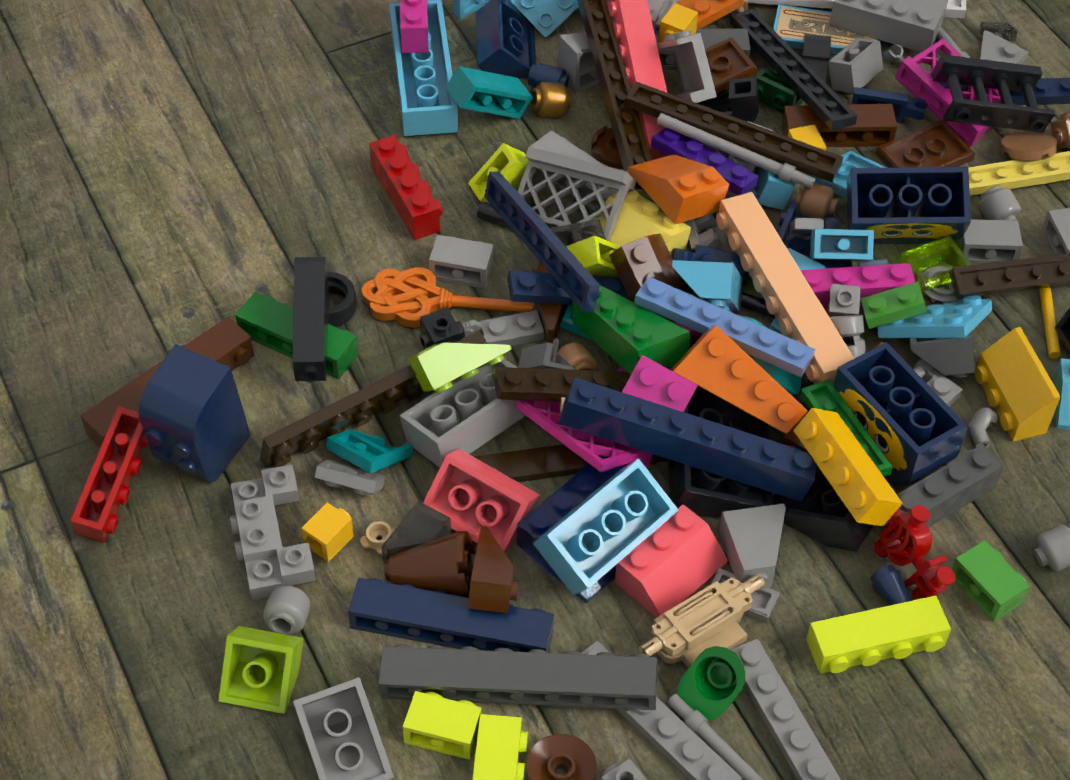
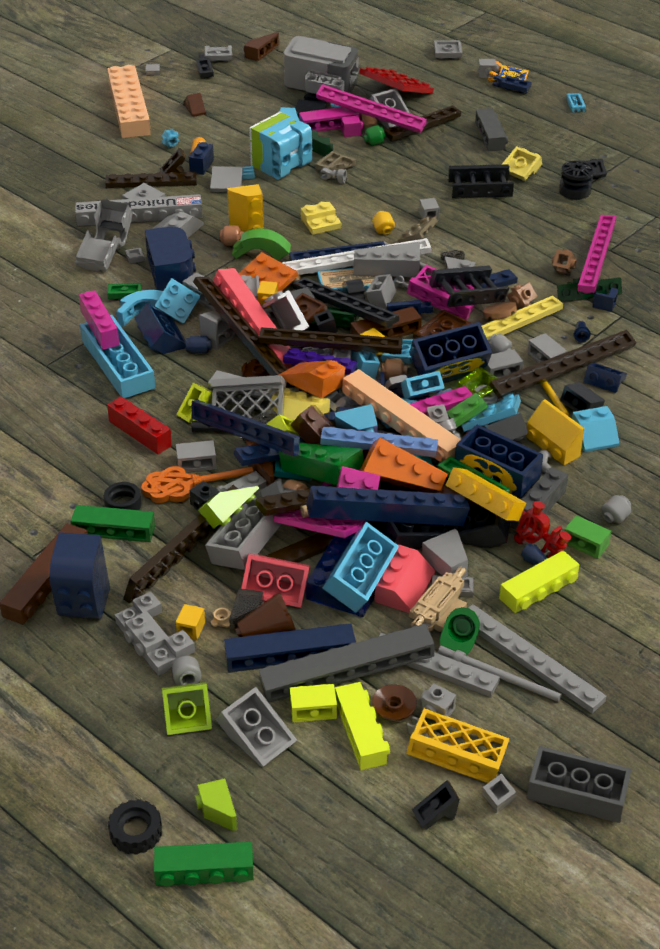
camera: 20 degrees left, 10 degrees down
(110, 477) = (38, 628): red brick -> none
(310, 319) = (124, 506): black slope -> none
(340, 475) = (179, 591): light grey plate -> none
(366, 450) = (190, 573): teal wing -> none
(488, 92) = (168, 358): teal brick -> none
(491, 576) = (305, 613): reddish brown slope -> none
(550, 100) = (205, 355): pearl gold head -> none
(786, 172) = (372, 354): light grey bar -> none

